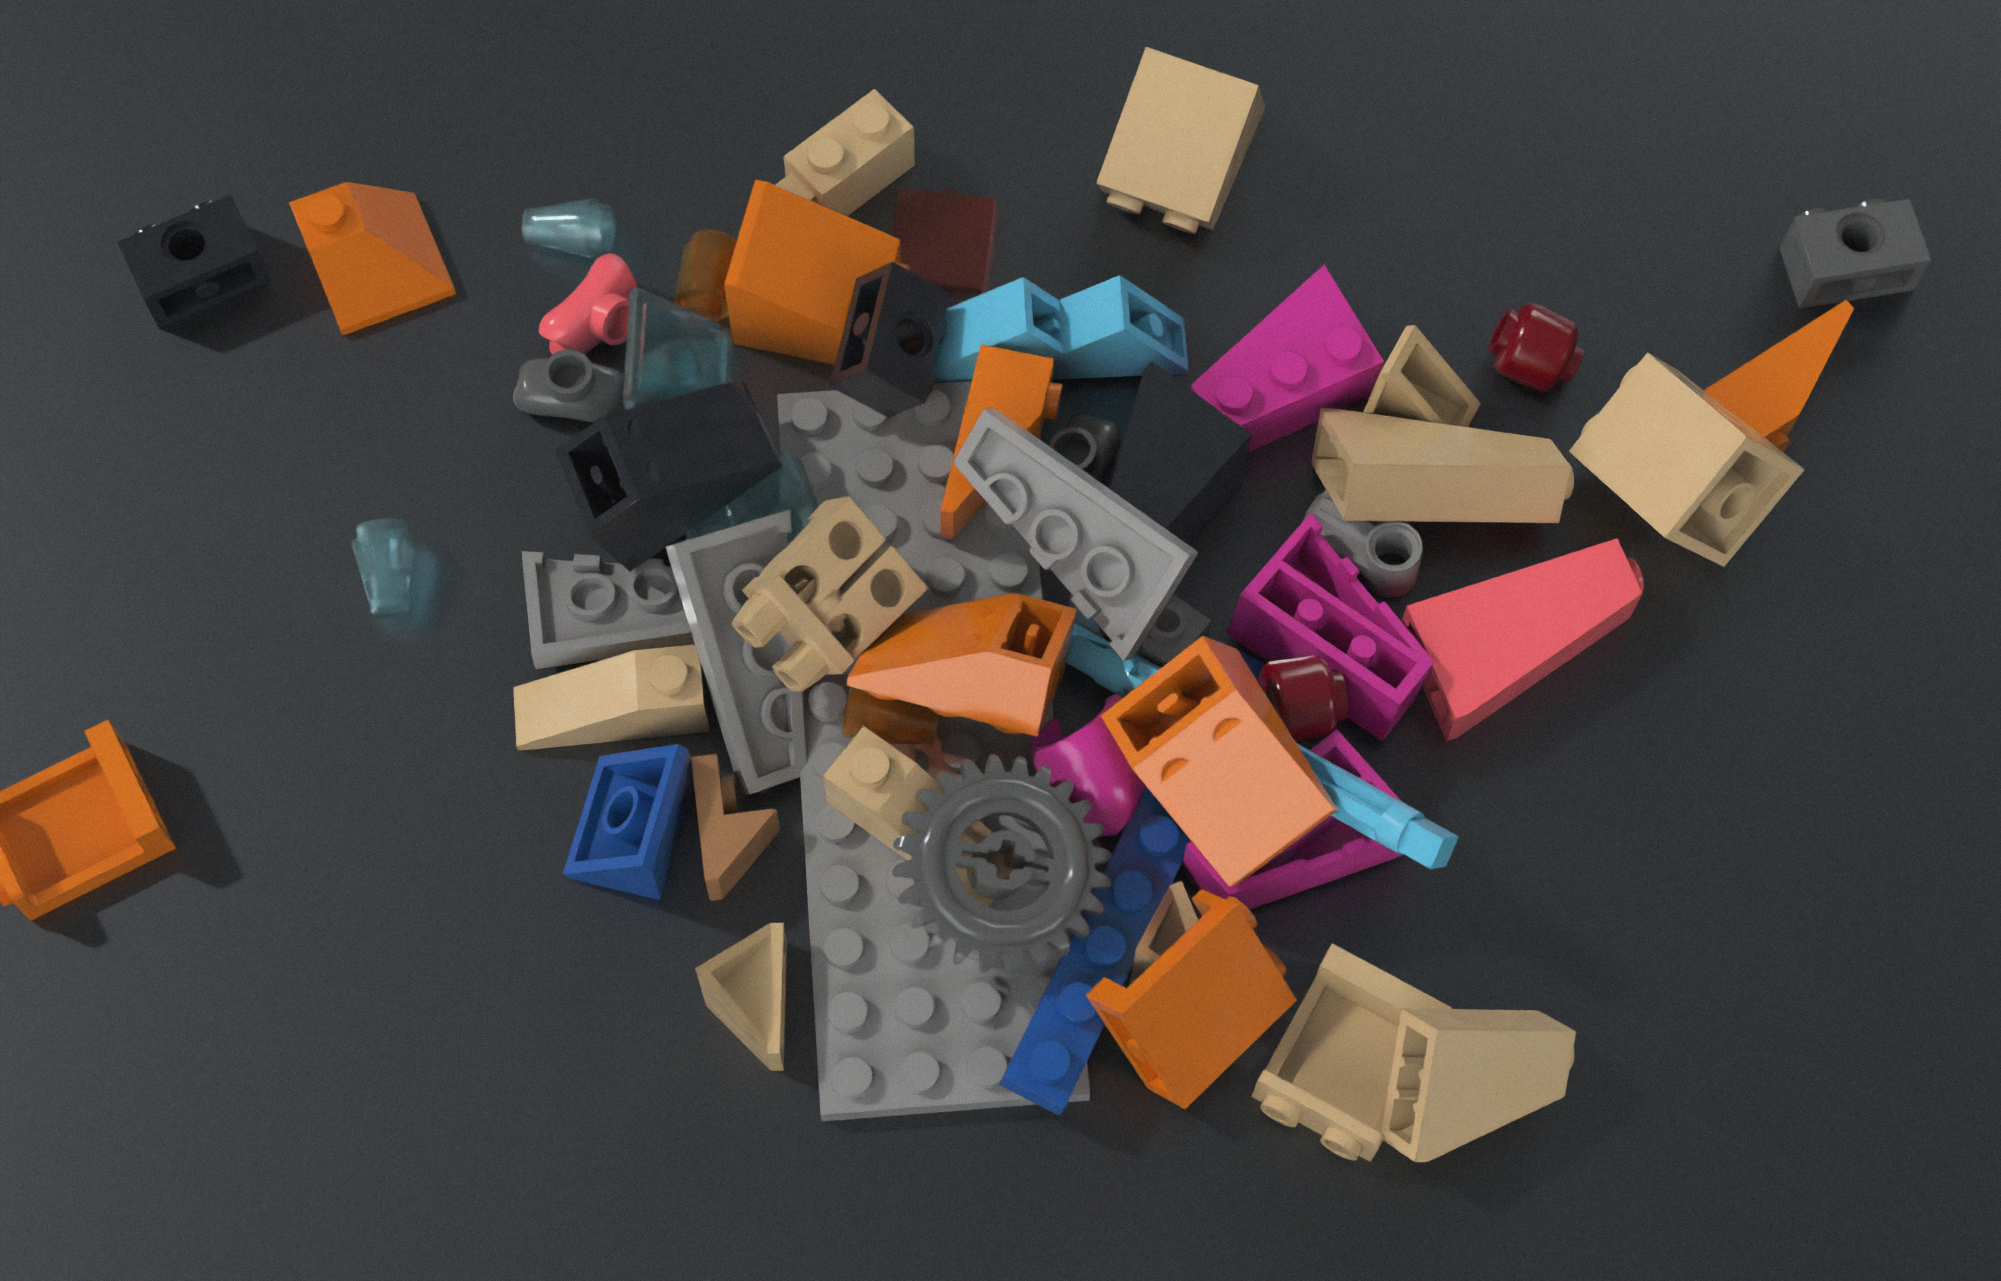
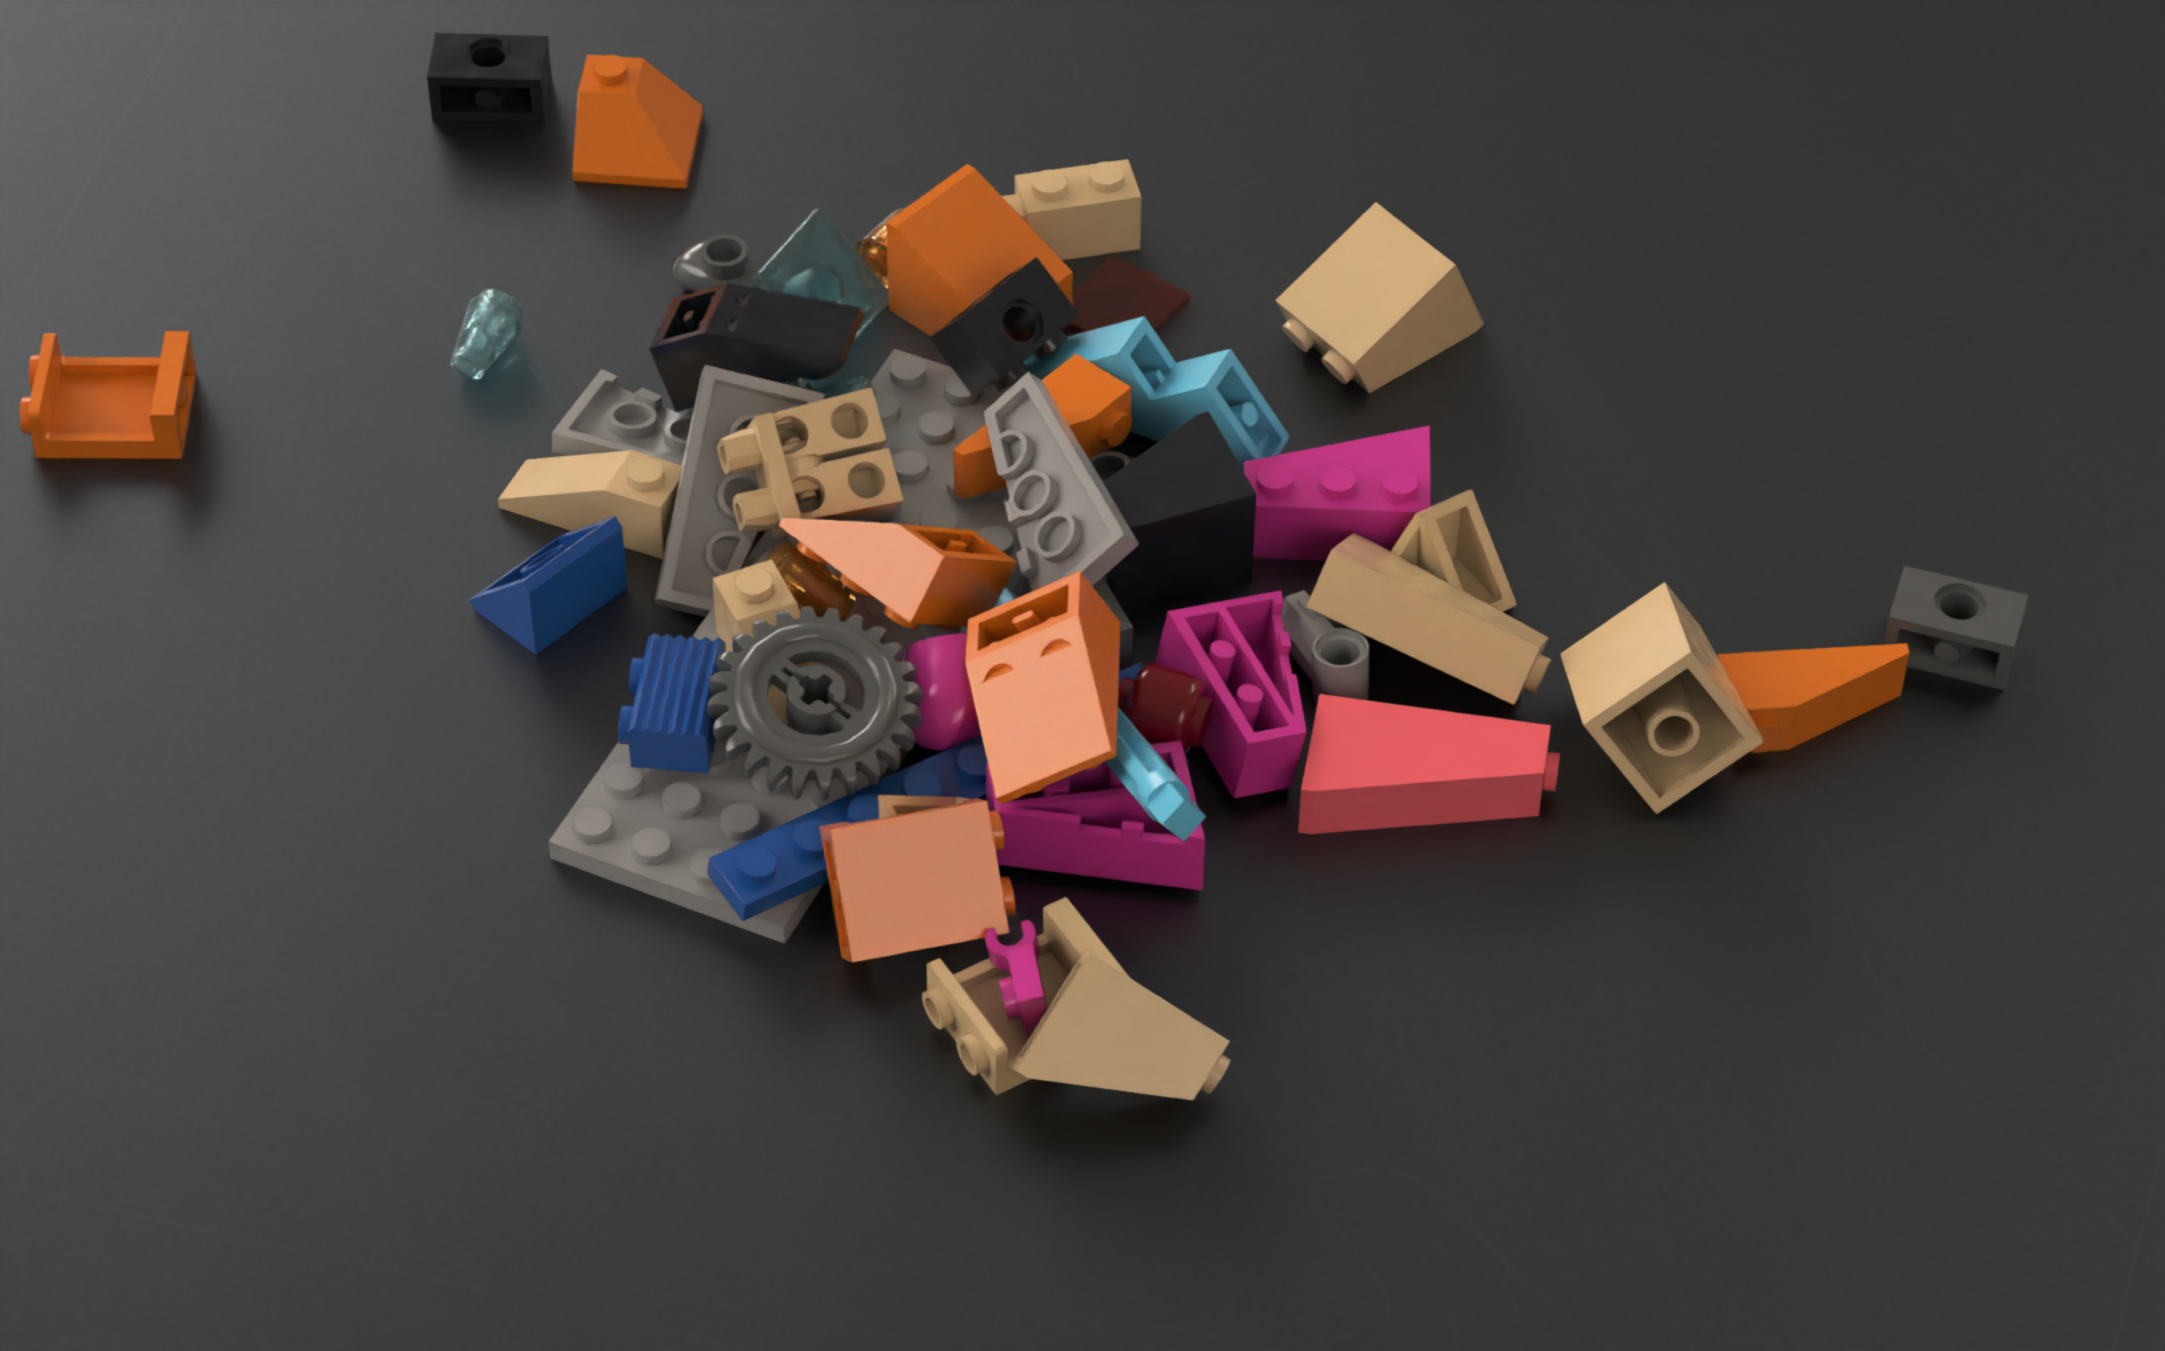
camera: 30 degrees right, 20 degrees down
(571, 227) = (814, 173): clear light blue cone -> none
(593, 310) = (770, 227): coral piece -> none
(731, 840) = (619, 616): medium nougat slope -> none
(749, 991) = (558, 723): tan slope -> none
(859, 917) = (670, 713): none -> blue brick
(1350, 1056) = (1024, 991): none -> dark pink plate
(1535, 347) = (1592, 575): dark red head -> none

